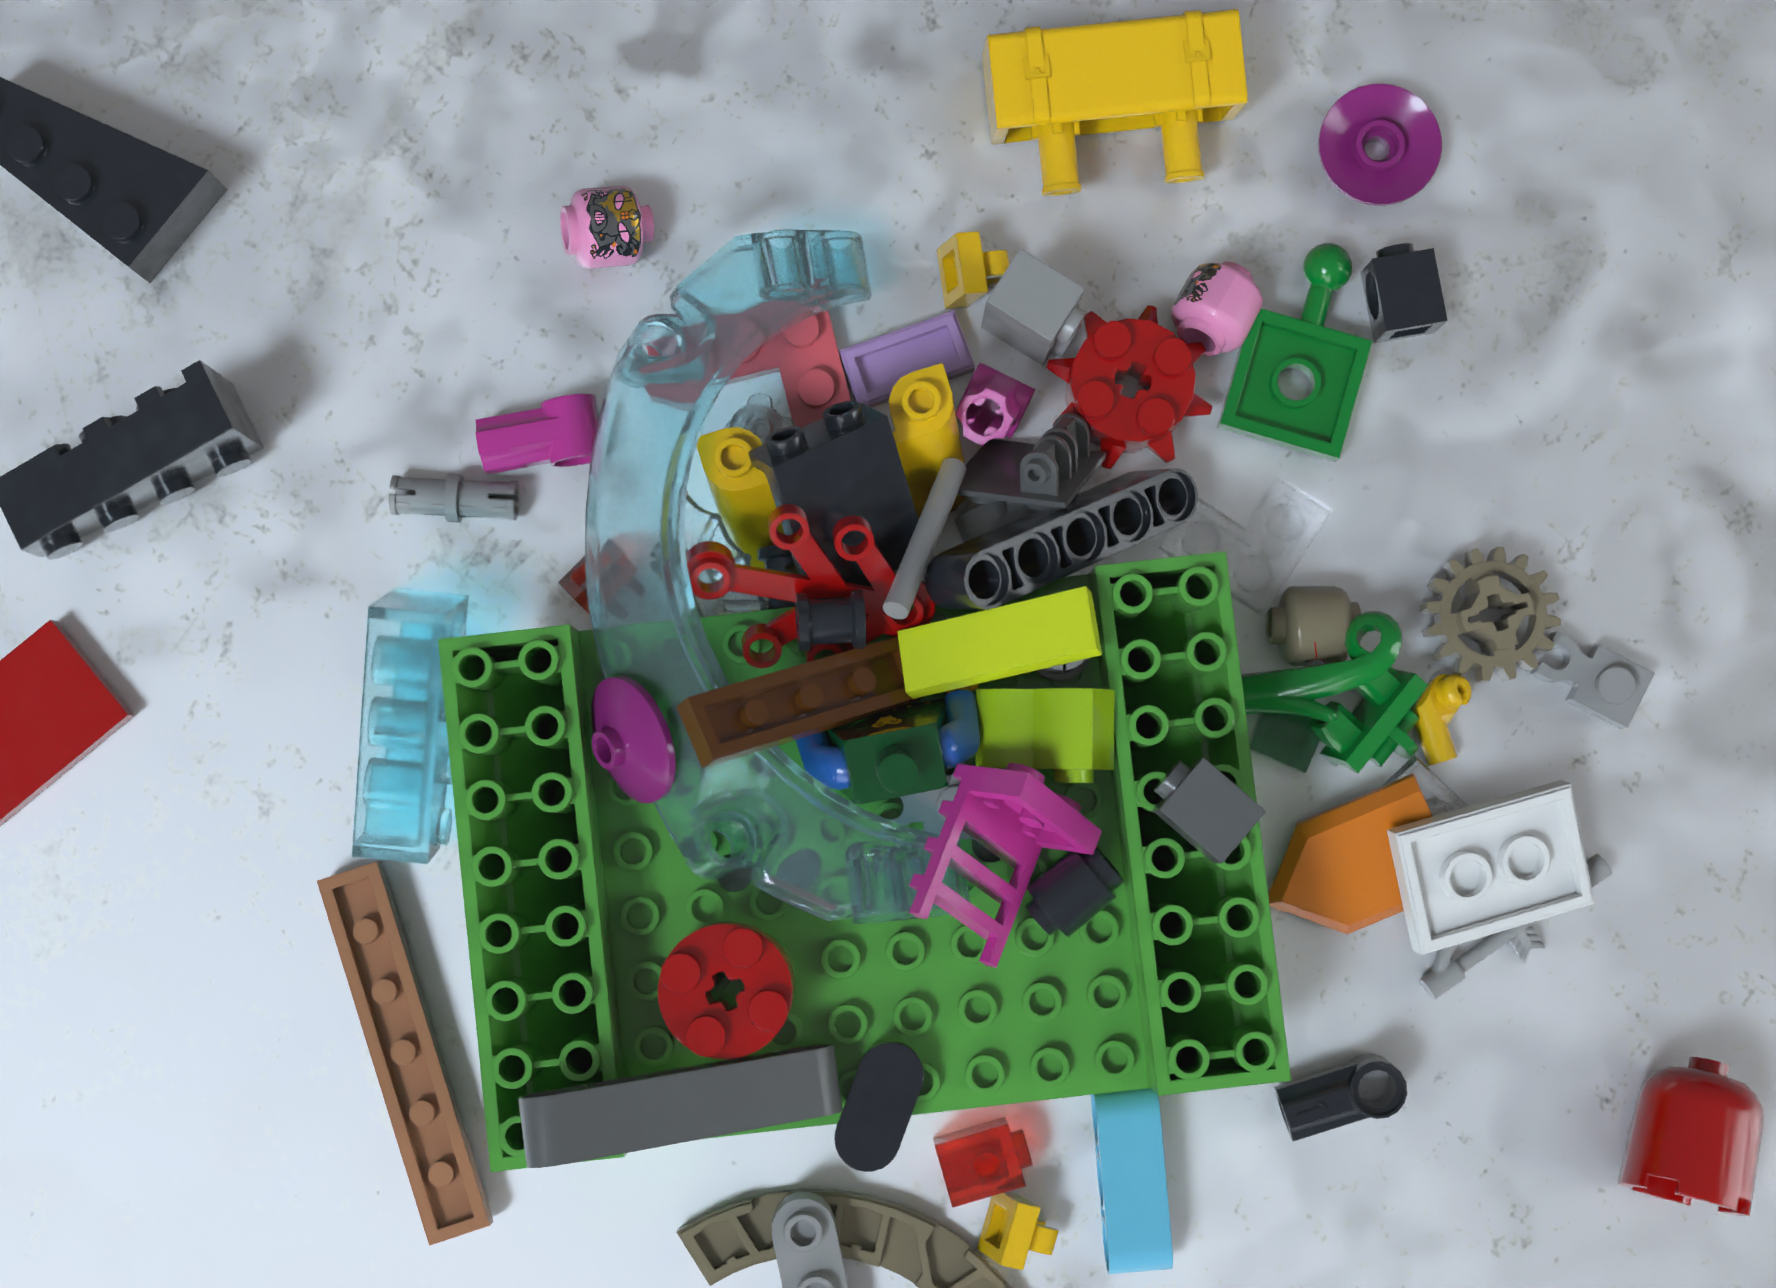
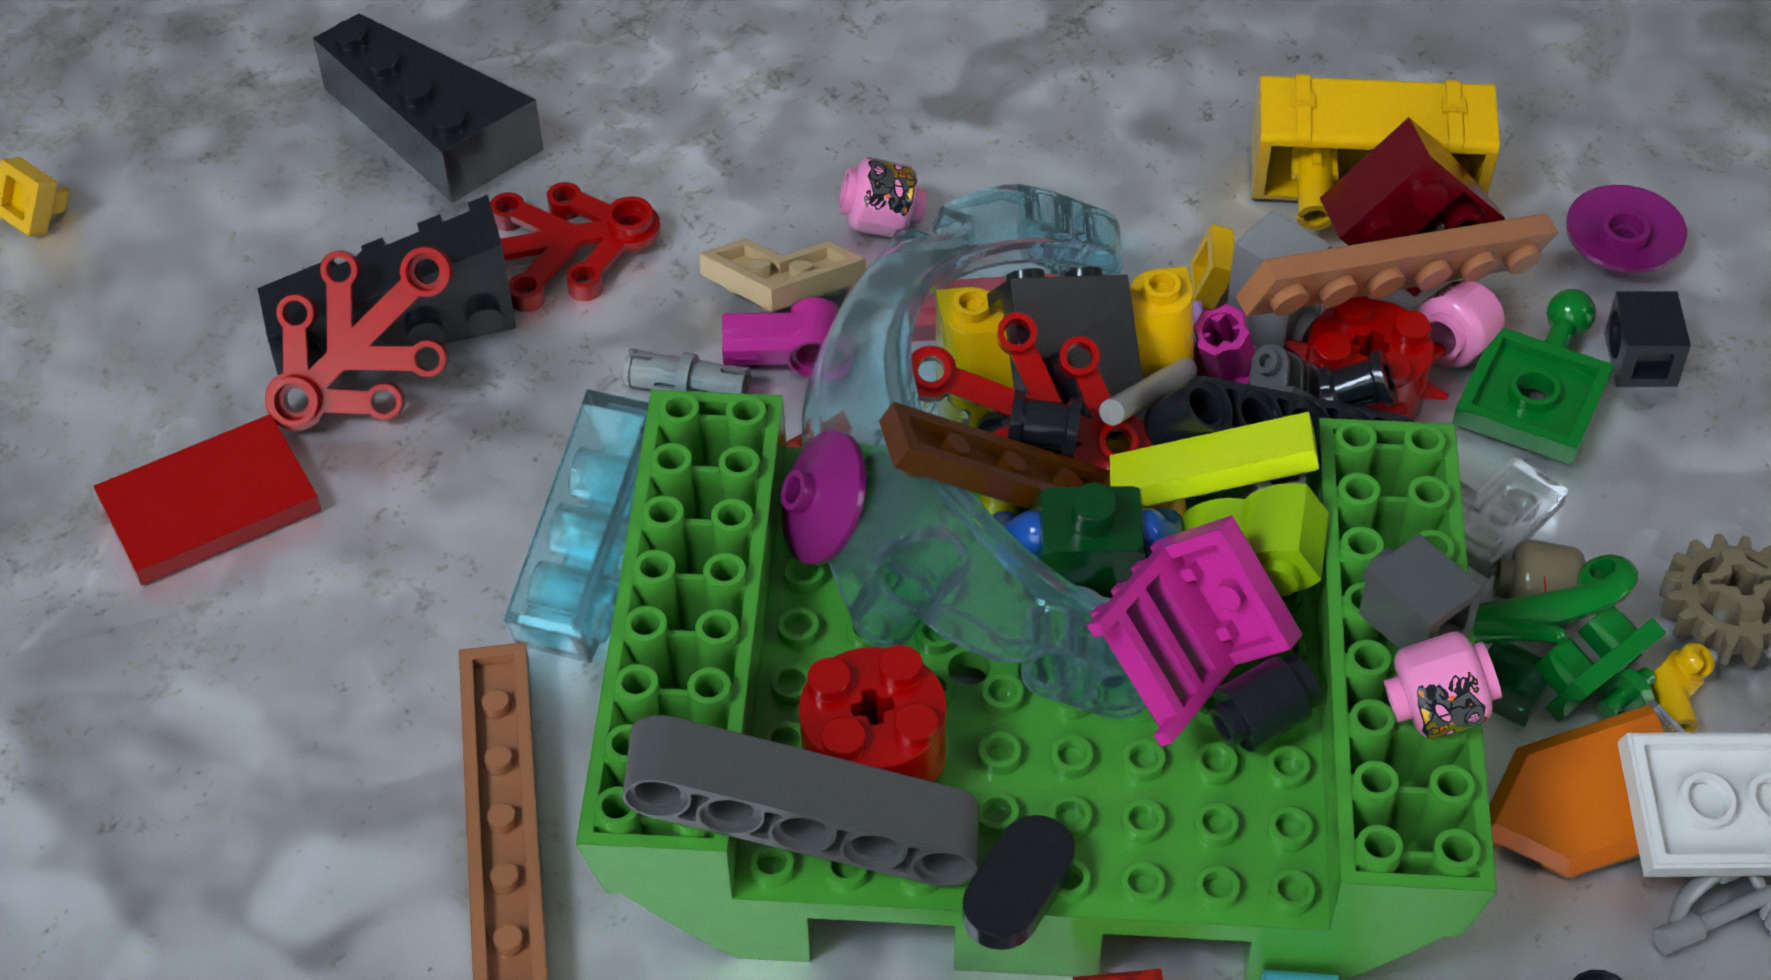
camera: 15 degrees right, 35 degrees down
(77, 599) = (350, 345): none -> red plant
(279, 330) = (615, 227): none -> red plant
(525, 364) = (780, 280): none -> tan plate
(1125, 455) = (1360, 382): none -> black bush
(1138, 310) = (1395, 264): none -> nougat plate
(1157, 190) = (1406, 190): none -> dark red slope
(1234, 906) = (1443, 685): none -> bright pink head

